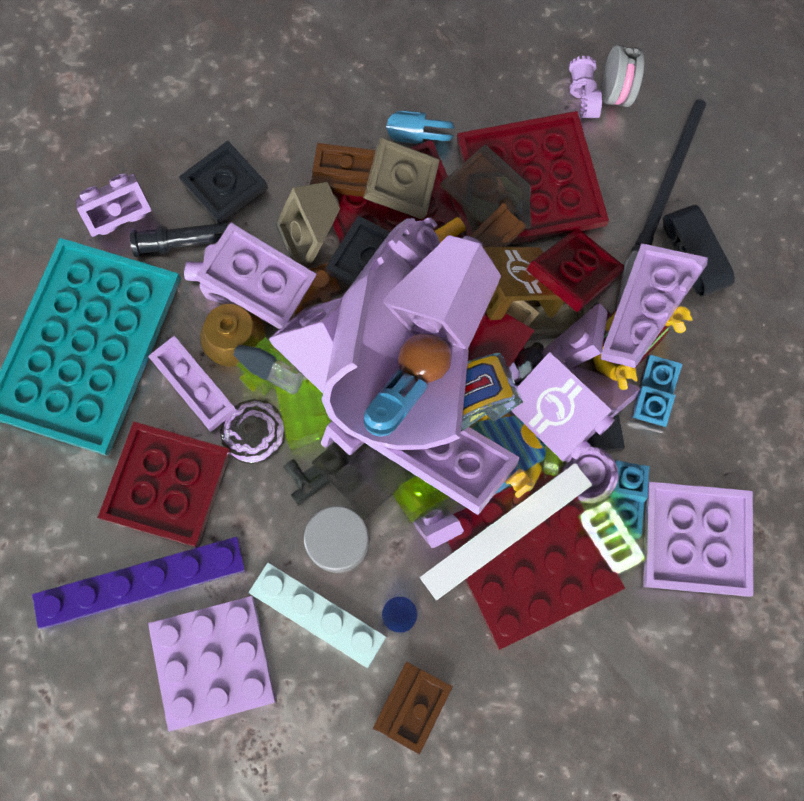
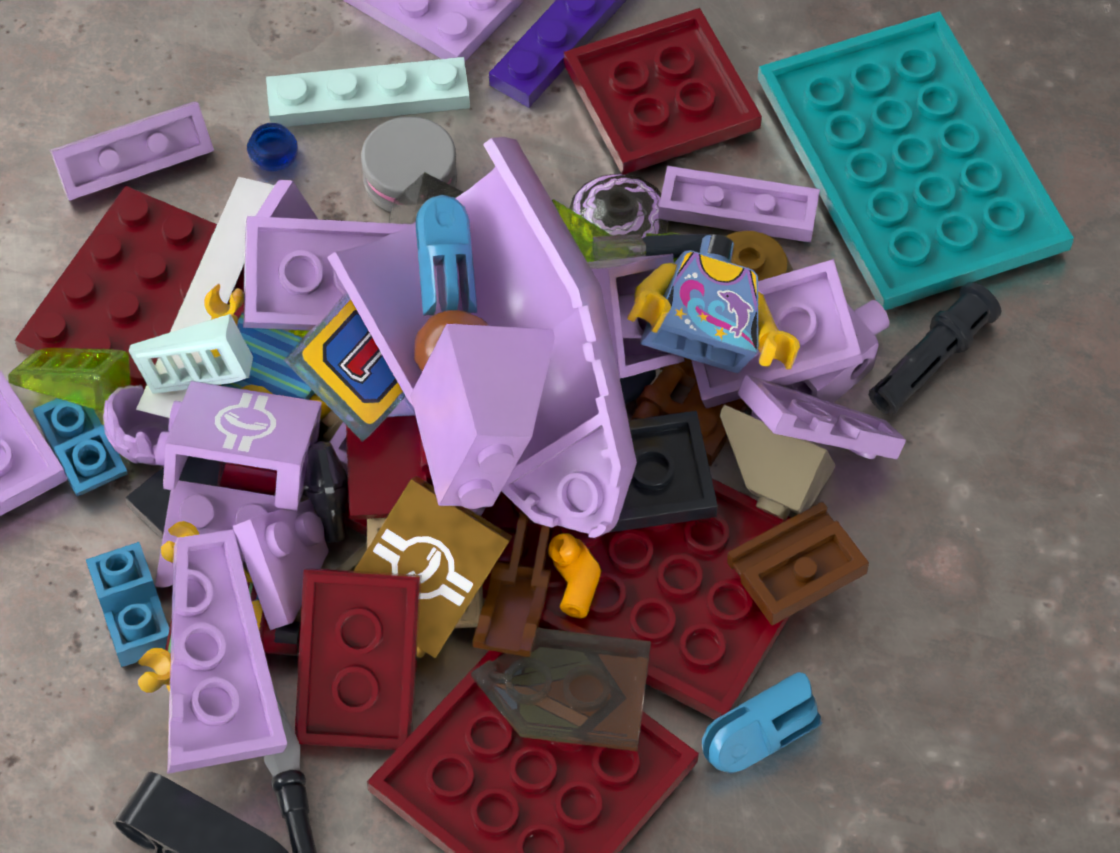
camera: 140 degrees right, 15 degrees down
(113, 204) = (1051, 314): lavender brick -> none
(223, 182) = (954, 455): black plate -> none
(277, 219) = (818, 420): none -> lavender wing
(283, 286) = (710, 311): none -> torso
(401, 178) = (708, 603): dark tan tile -> none
(412, 707) = (184, 70): reddish brown plate -> none
(481, 671) = (132, 150): none -> lavender plate
(544, 462) = (213, 334): none -> light aqua slope

